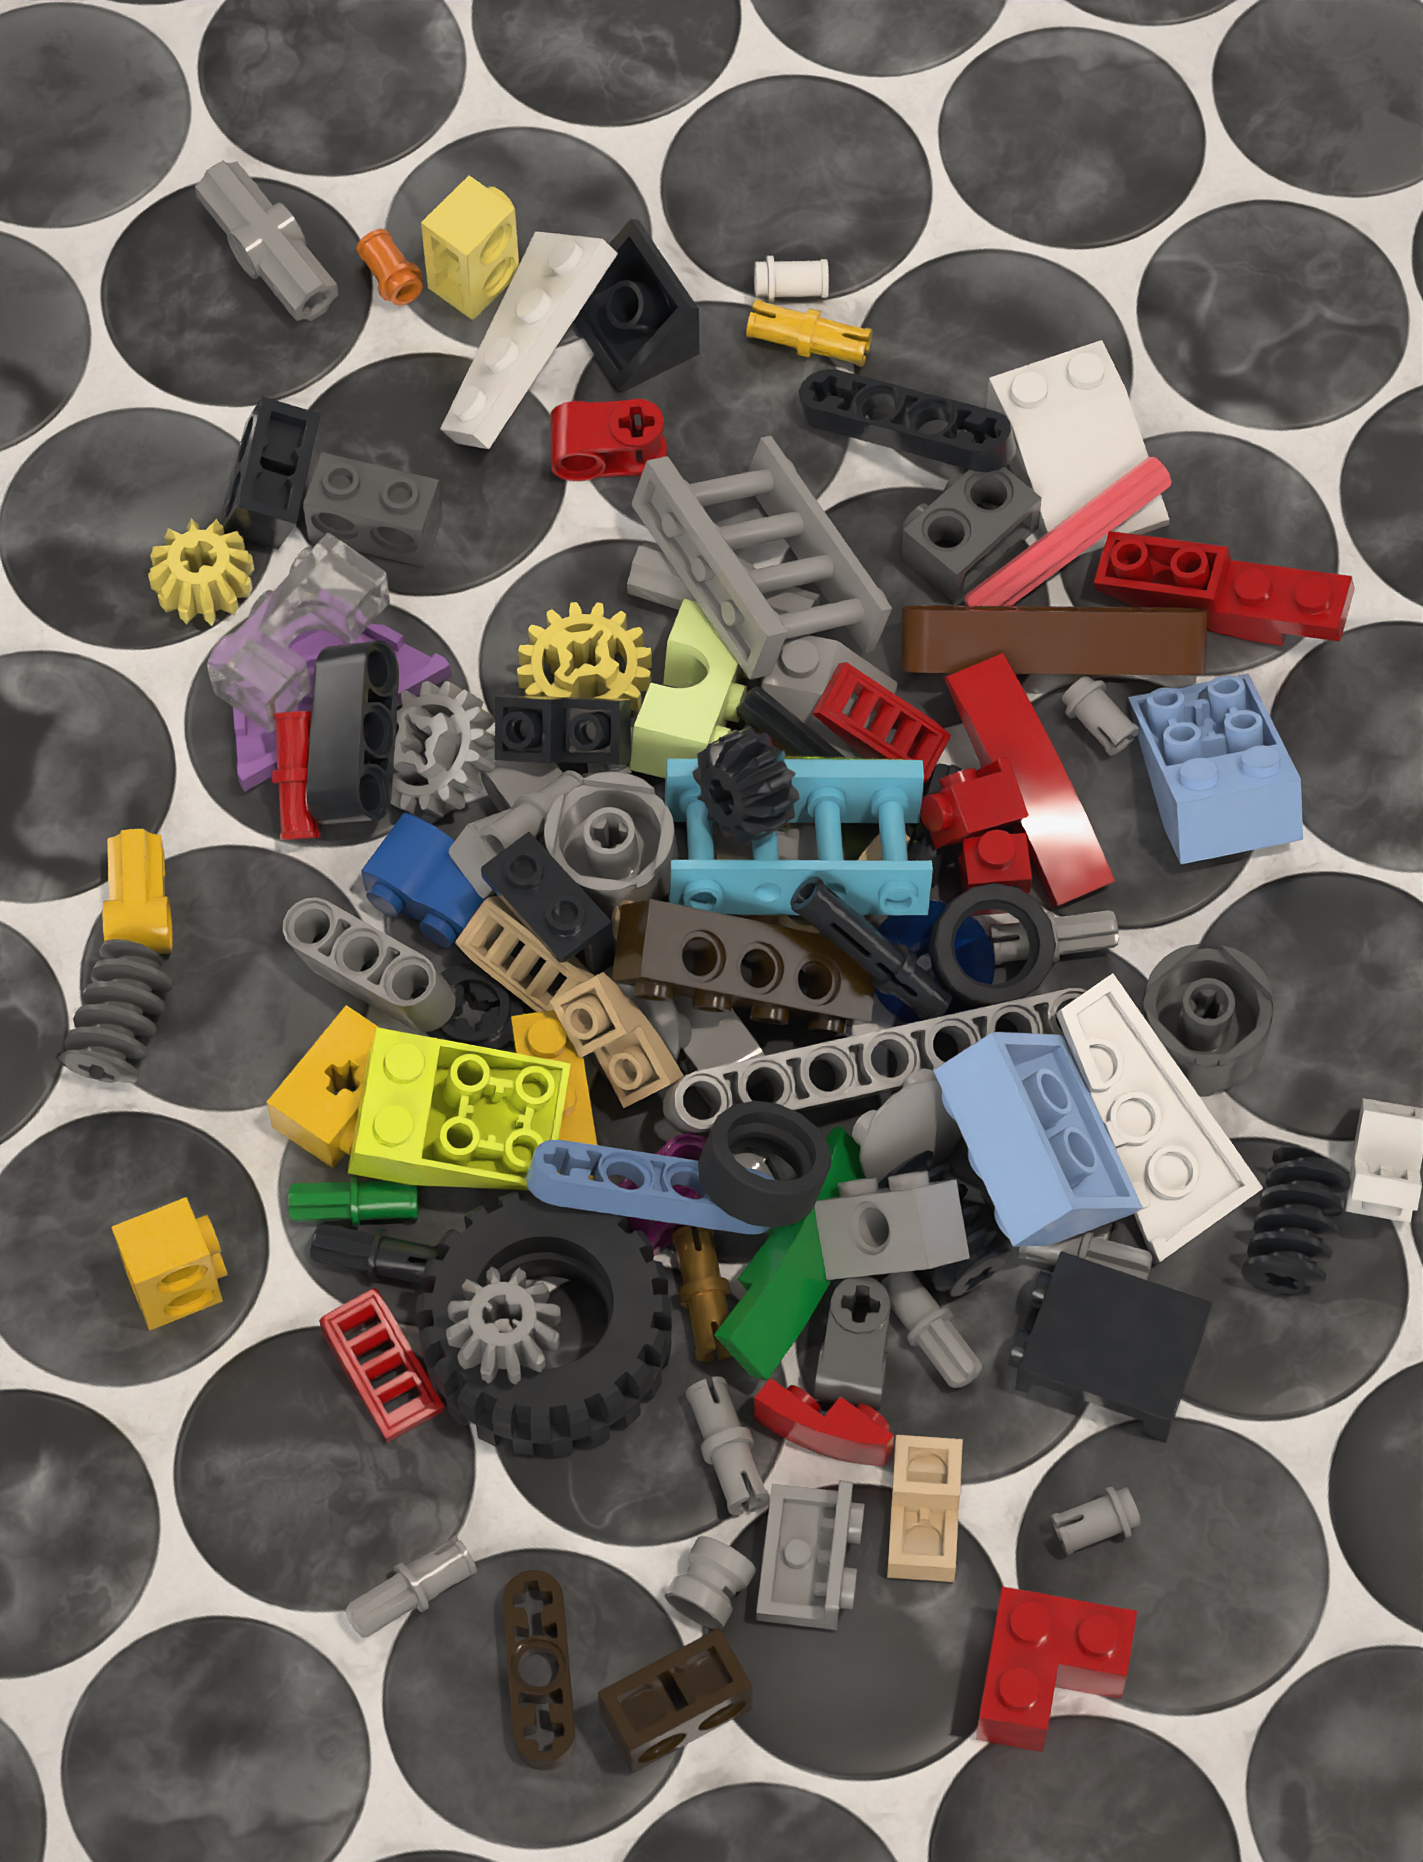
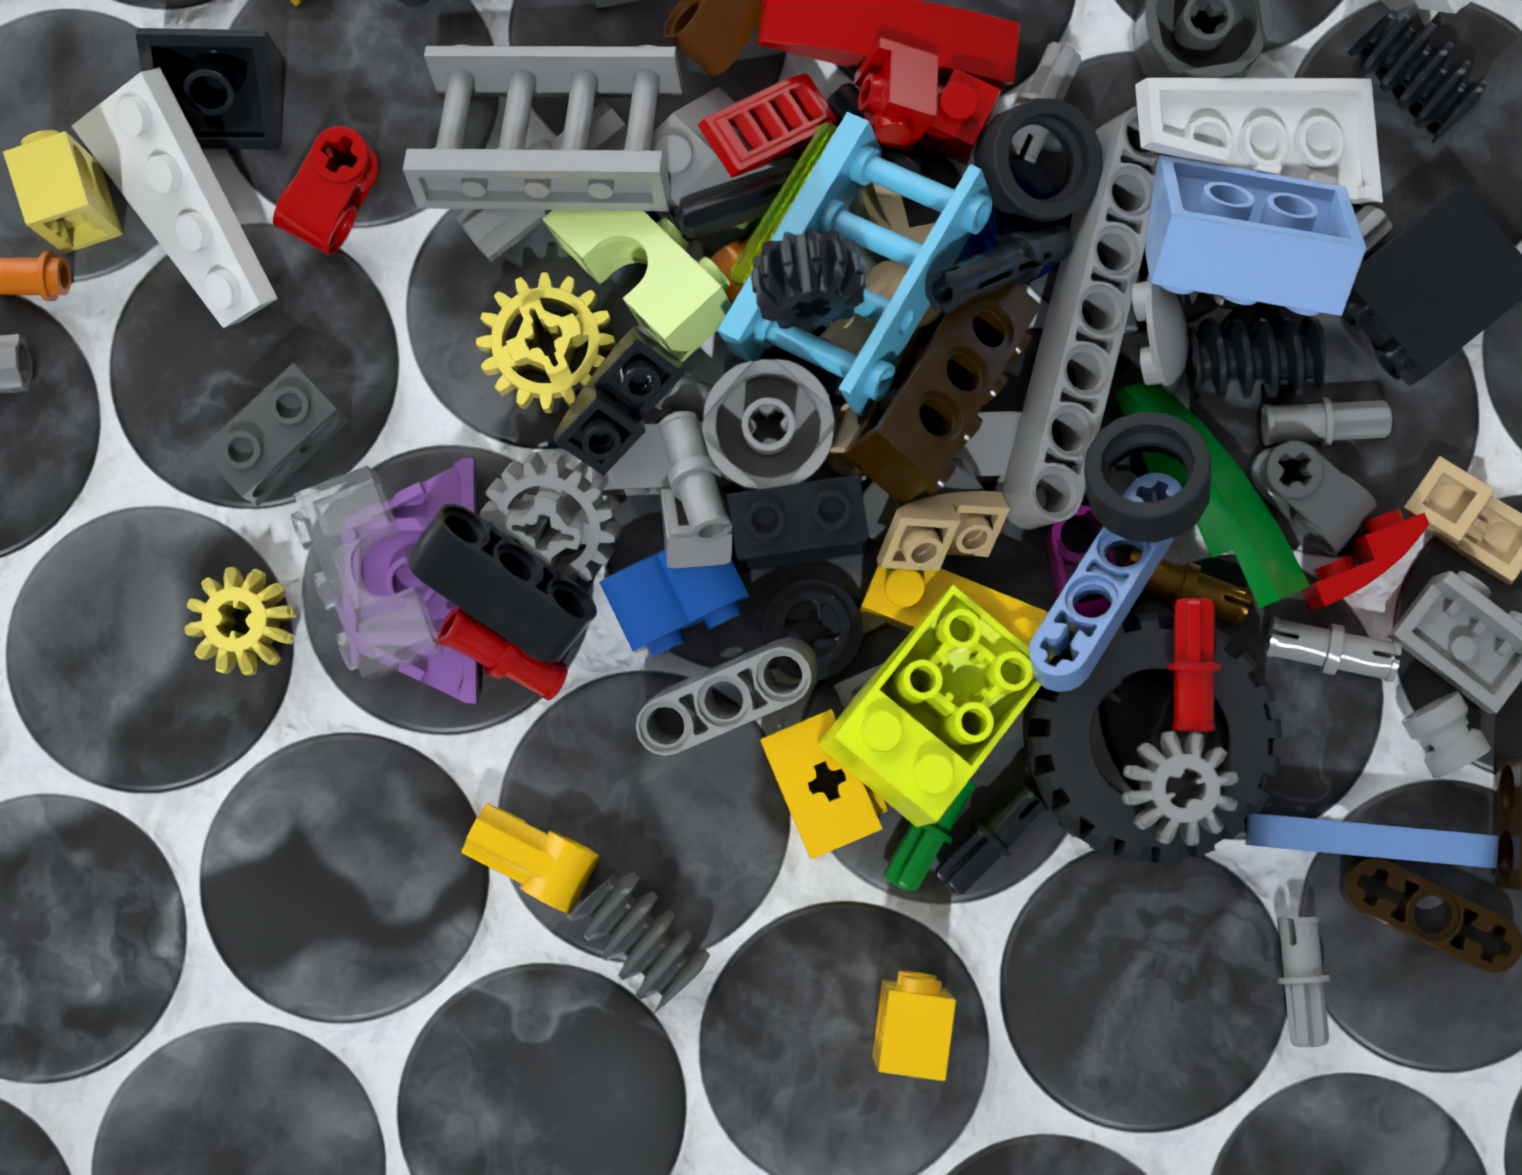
camera: 60 degrees left, 20 degrees up
(270, 472) = (183, 504): black brick -> none
(352, 1318) = (1039, 892): red slope -> none
(491, 939) = (790, 581): tan slope -> none
(571, 1569) = (1372, 840): none -> medium blue beam
(620, 1283) = (1194, 664): none -> red axle
(892, 1227) = (1258, 402): light grey brick -> none

